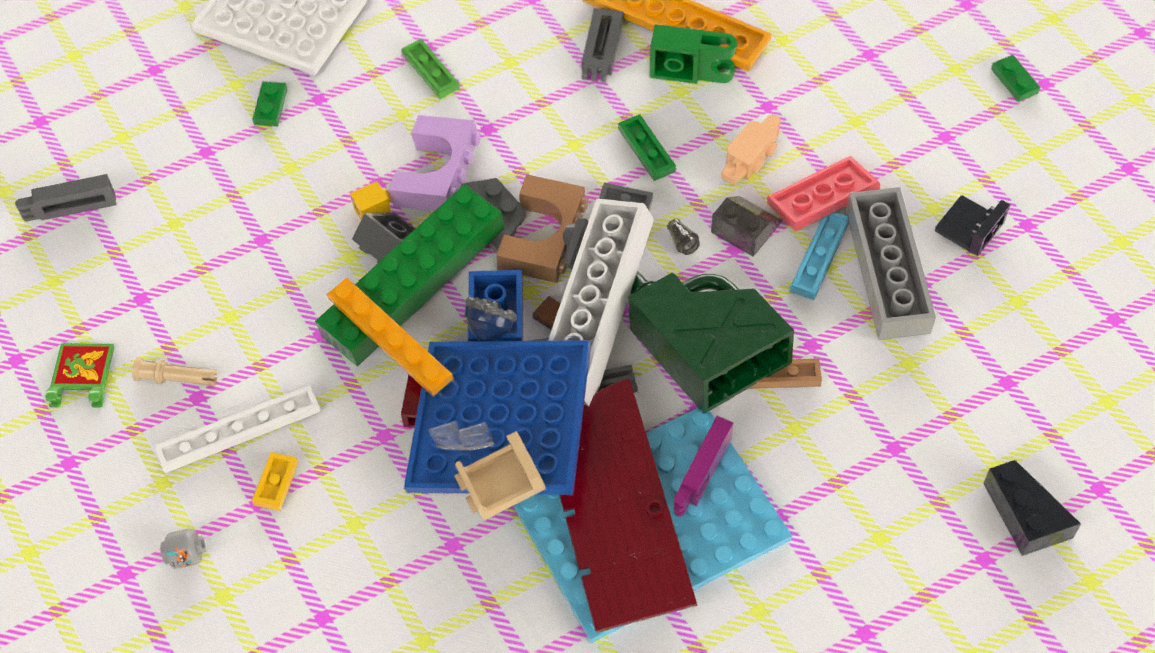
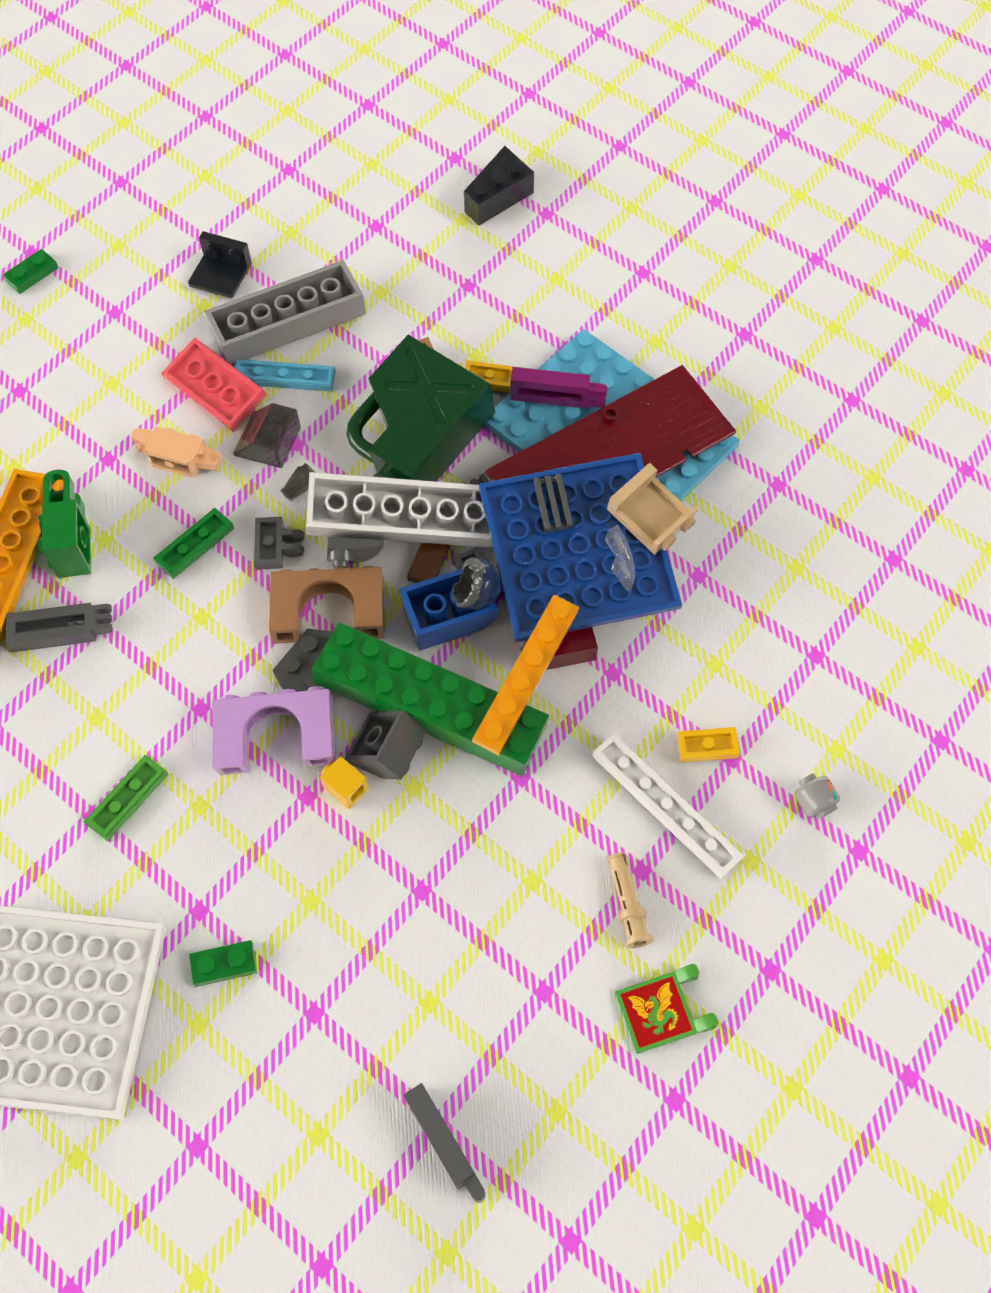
camera: 110 degrees left, 5 degrees up
(543, 390) = (548, 482): none -> dark grey tile
(755, 426) = (495, 374): none -> yellow plate

